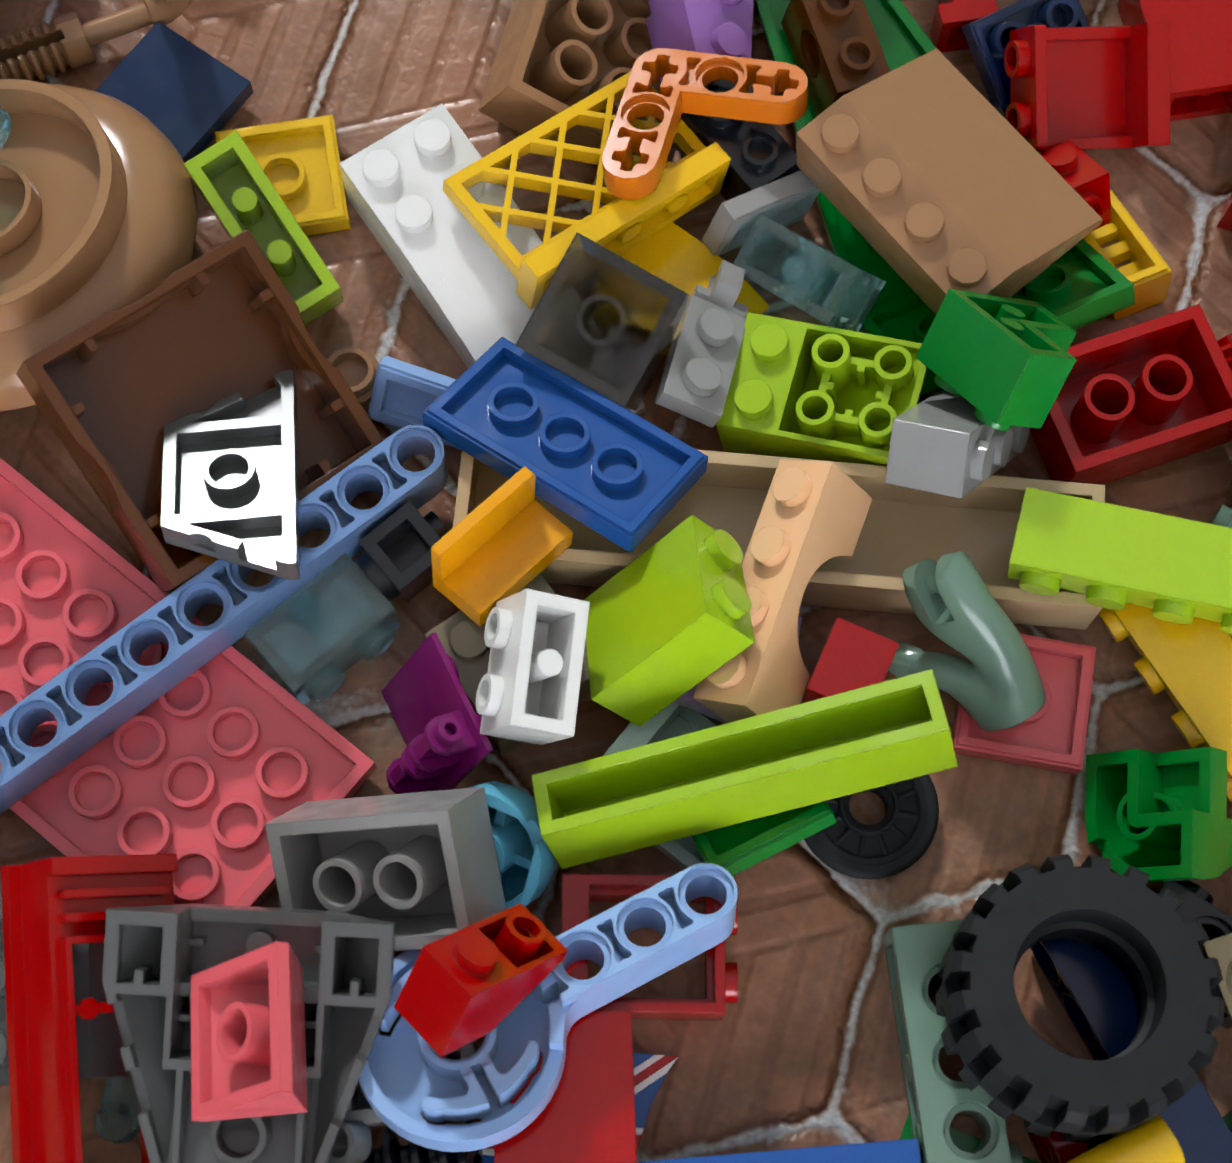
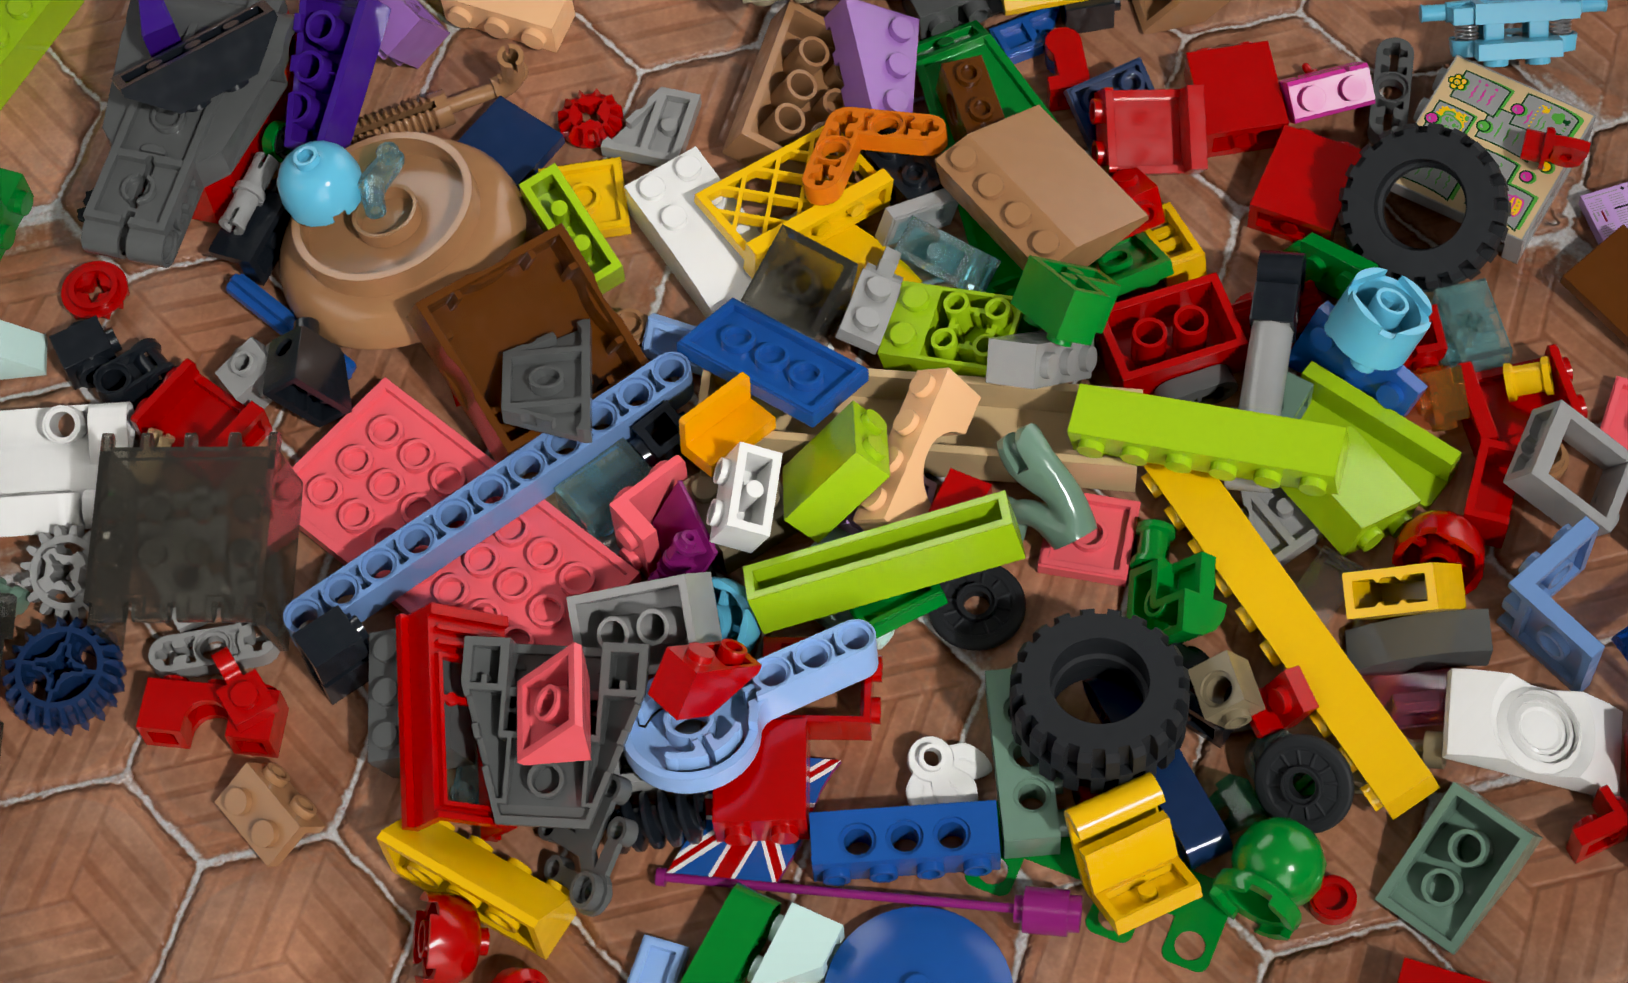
camera: 10 degrees right, 10 degrees down
(289, 78) = (592, 132): none -> red gear
(368, 667) = (637, 507): none -> coral bracket
(385, 76) = (656, 130): none -> light grey wing
(840, 1091) = (950, 779): none -> white plate
(1119, 717) = (1153, 541): none -> green bush
(1167, 476) = (1202, 386): none -> dark grey beam

